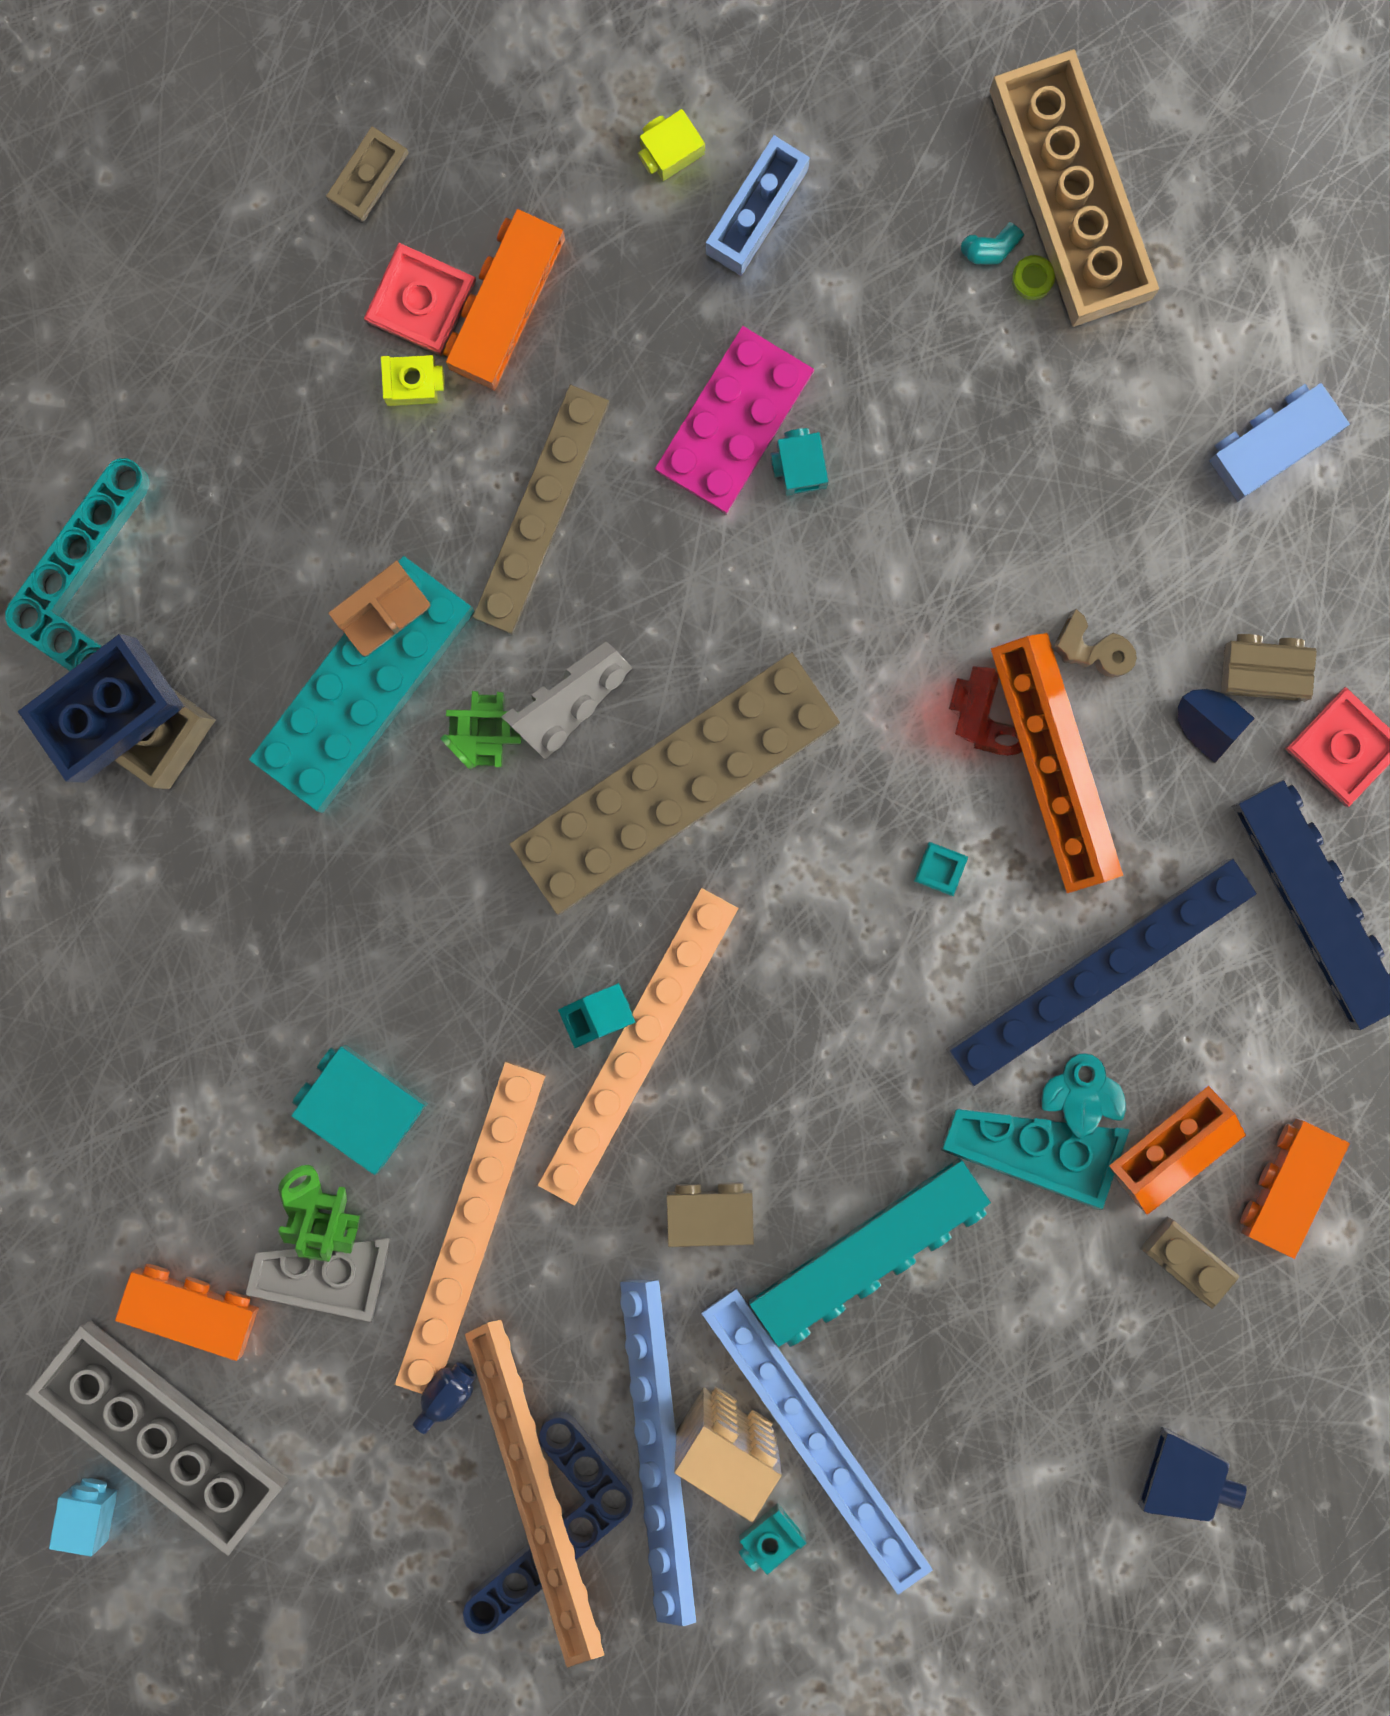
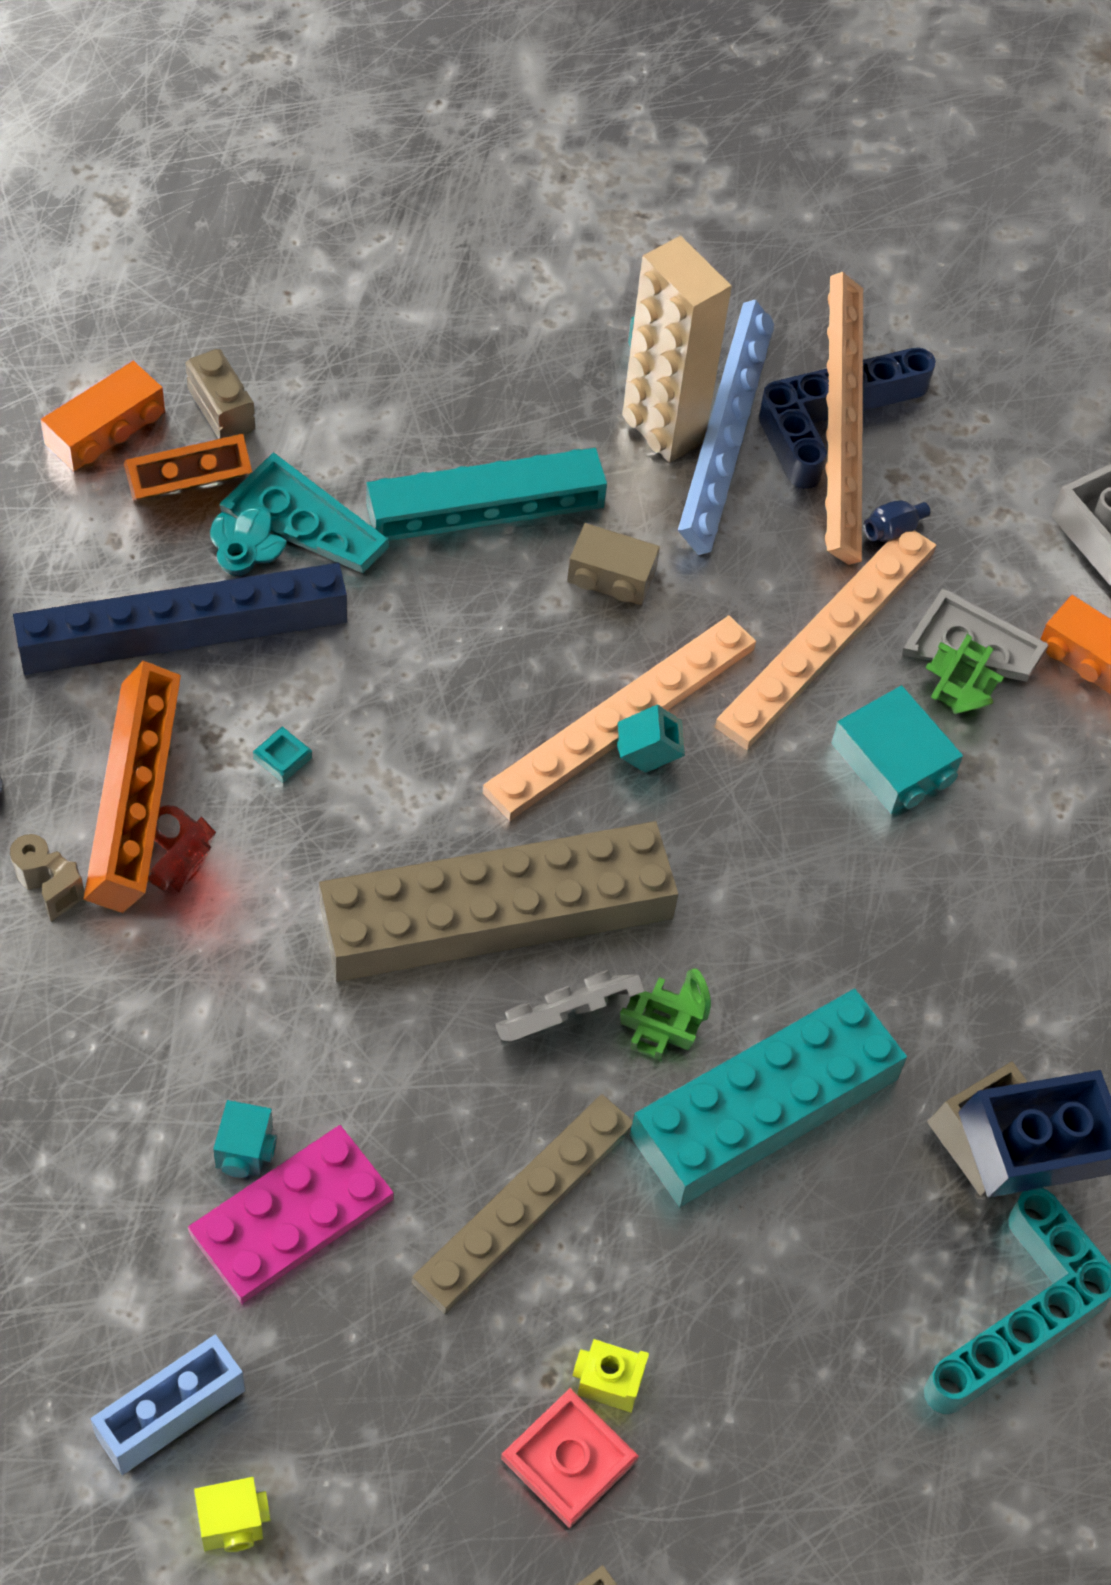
camera: 170 degrees left, 30 degrees down
(380, 609) = (729, 1133): medium nougat panel -> none
(505, 298) = (477, 1419): orange brick -> none
(817, 1441) = (592, 391): light blue plate -> none
(1188, 1480) = (302, 264): dark blue torso -> none

